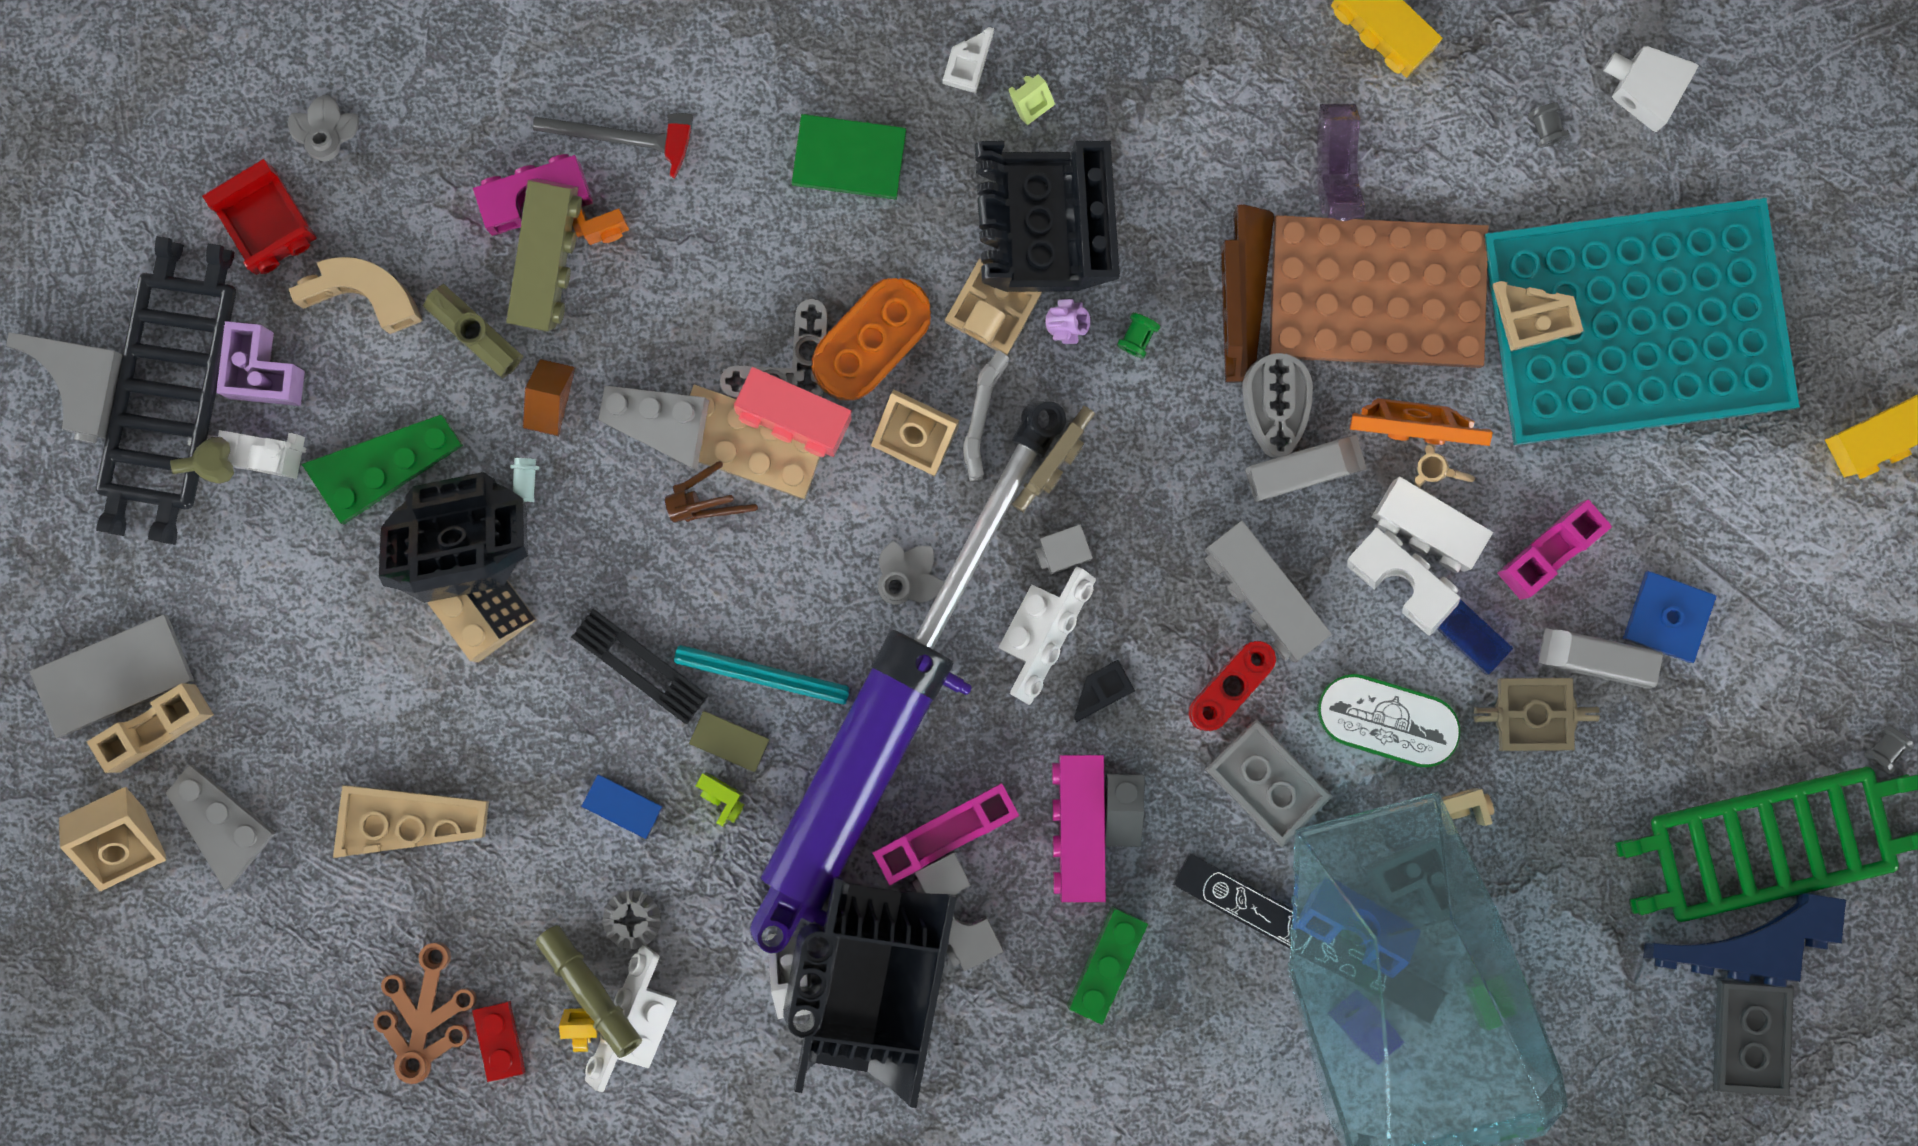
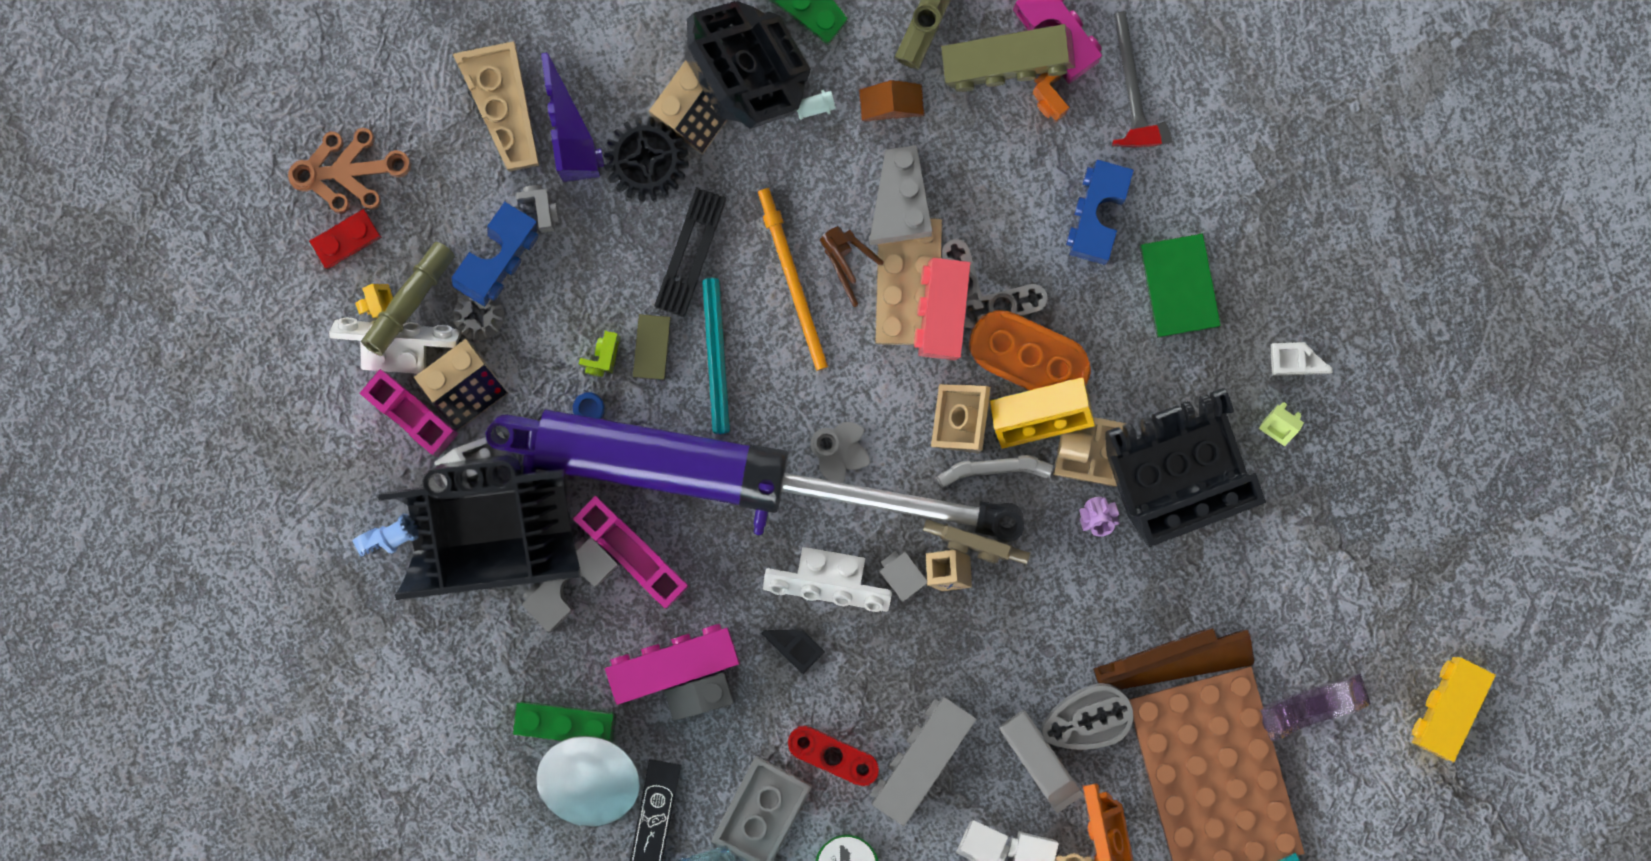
camera: 75 degrees right, 0 degrees up
(477, 755) = (571, 141): none -> dark purple wedge
(491, 678) = (641, 133): none -> black gear
(544, 809) = (546, 211): none -> light grey bracket
(593, 901) = (483, 278): none -> blue arch
(622, 806) = (569, 276): blue tile -> none
(635, 565) = (773, 221): none -> light orange bar
(702, 962) = (461, 385): none -> slope
(714, 1029) = (409, 413): none -> dark pink arch
(766, 233) = (1105, 184): none -> blue arch
(770, 830) = (589, 405): none -> blue tile
(843, 1095) = (387, 537): none -> light blue connector
(938, 344) = (1042, 413): none -> yellow brick
(1074, 498) = (948, 570): none -> tan brick
(1138, 335) = (1107, 580): green bush -> none
(1177, 959) = (587, 781): none -> sticker

